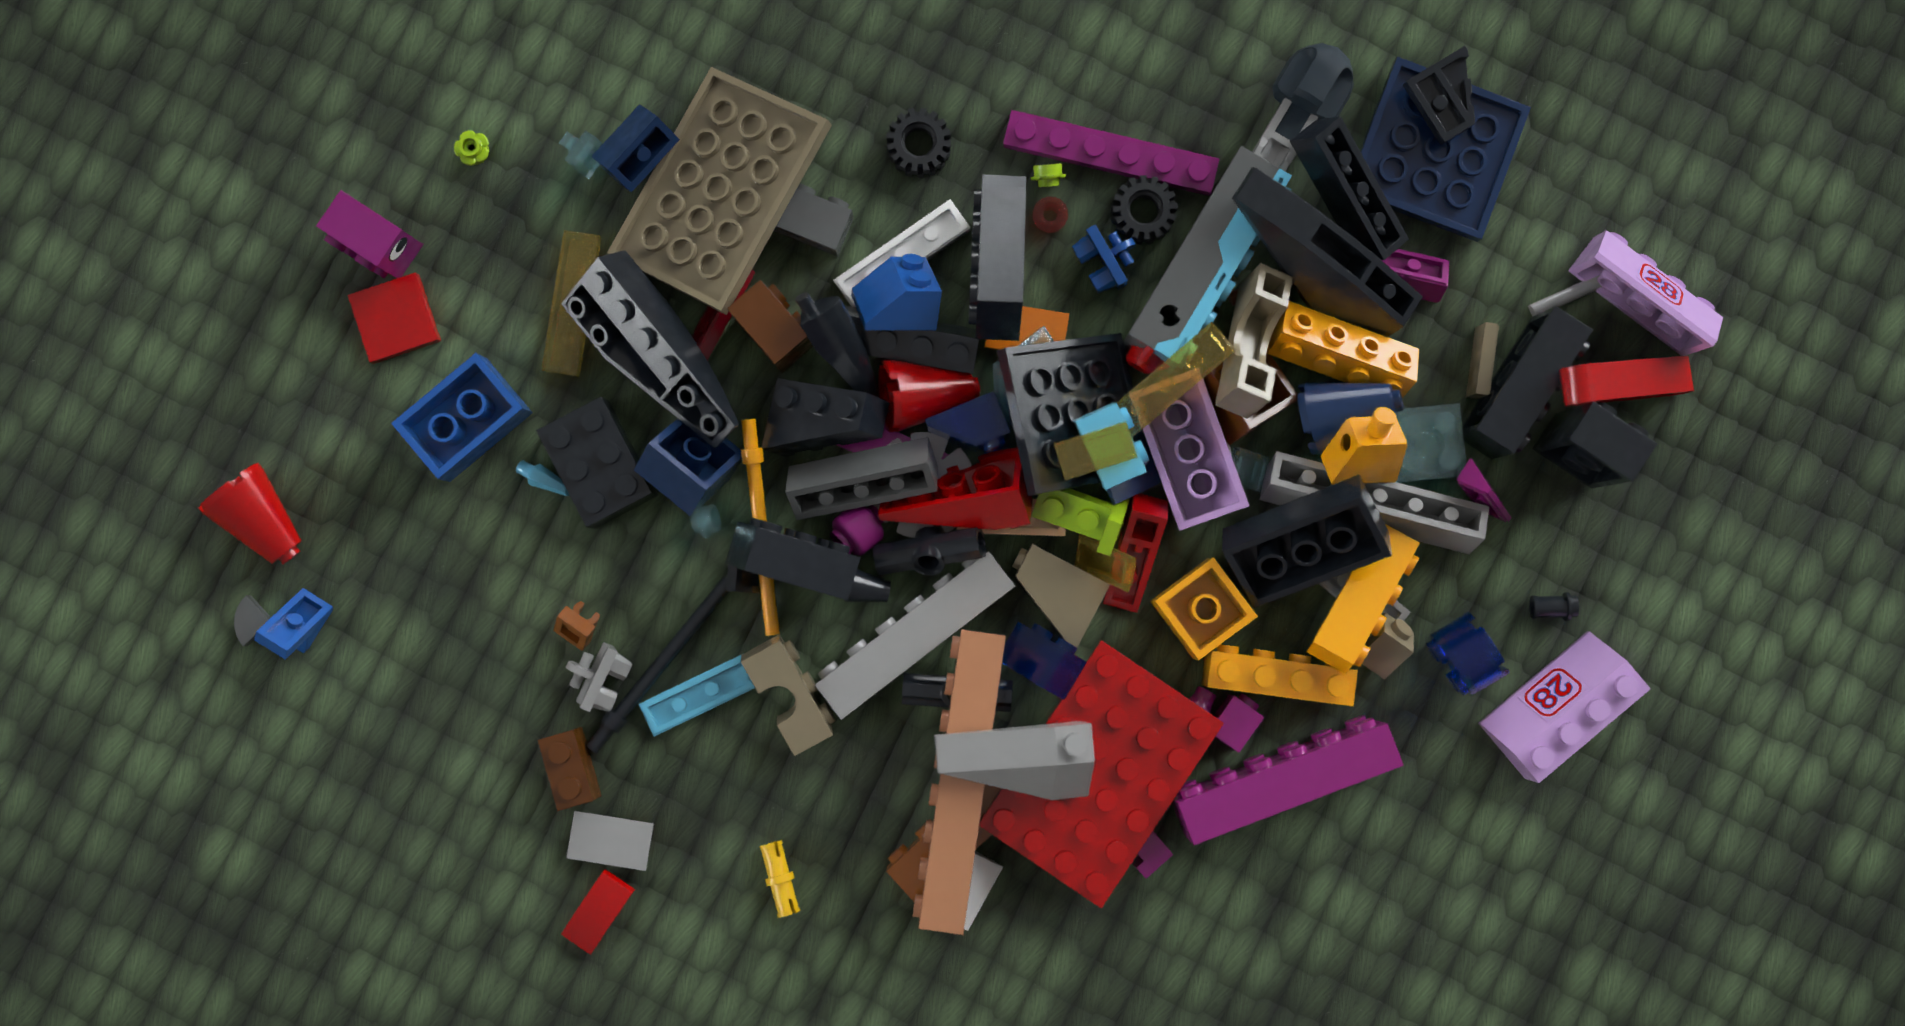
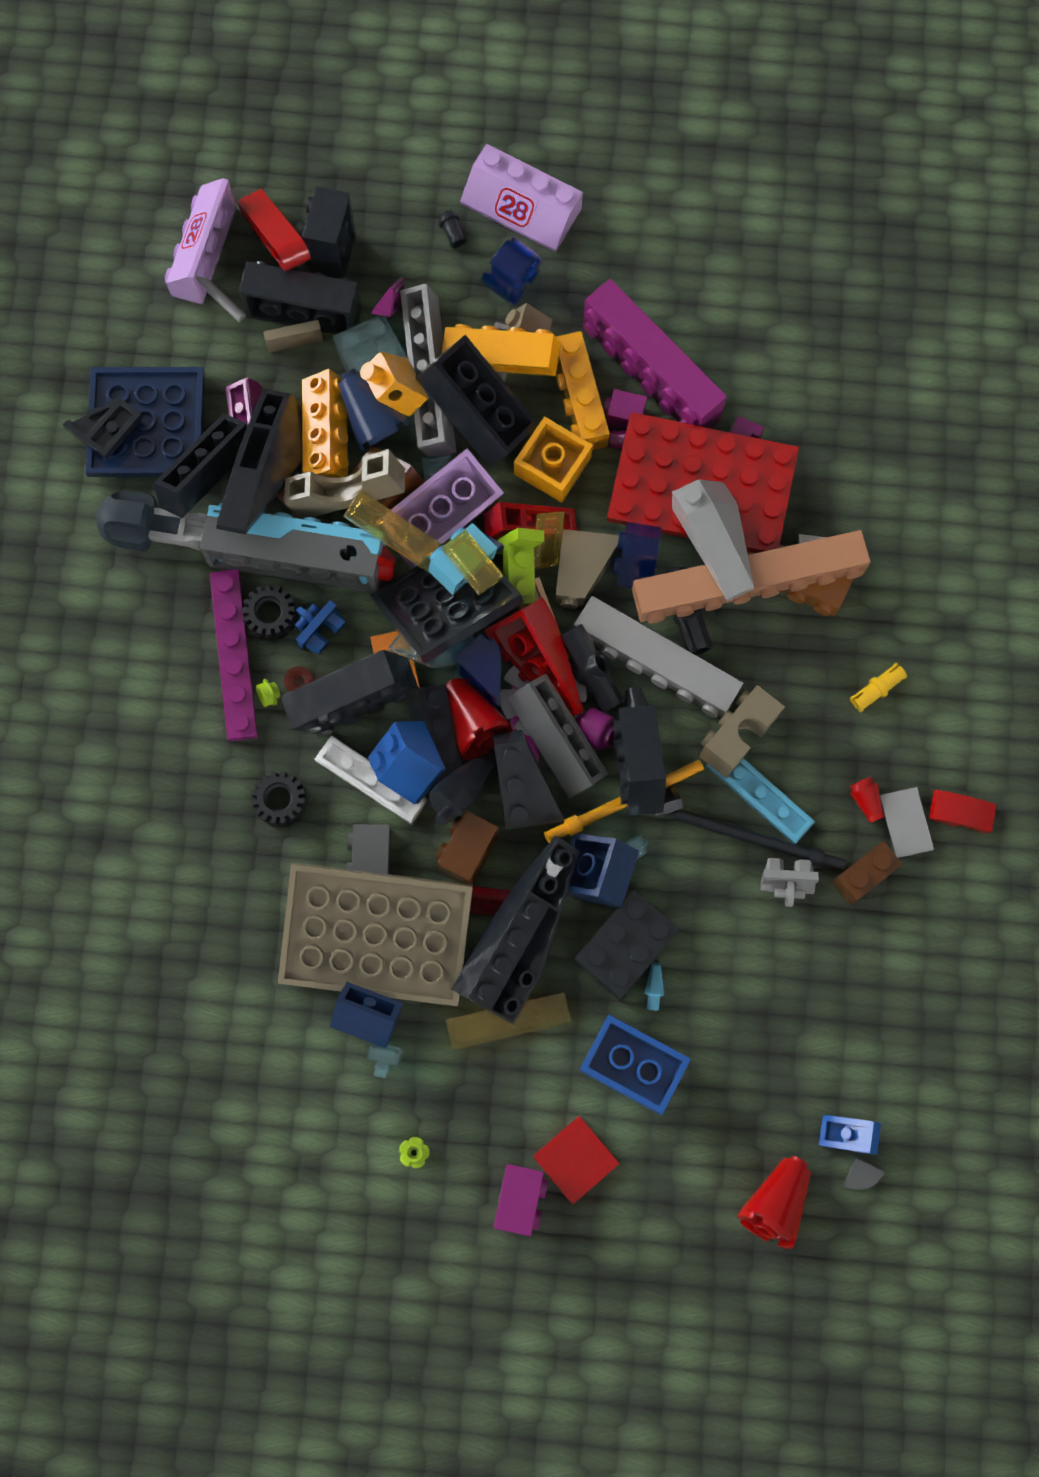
camera: 110 degrees left, 10 degrees down
(574, 627) = (759, 912): dark orange tile -> none
(656, 808) = (868, 798): none -> red cone

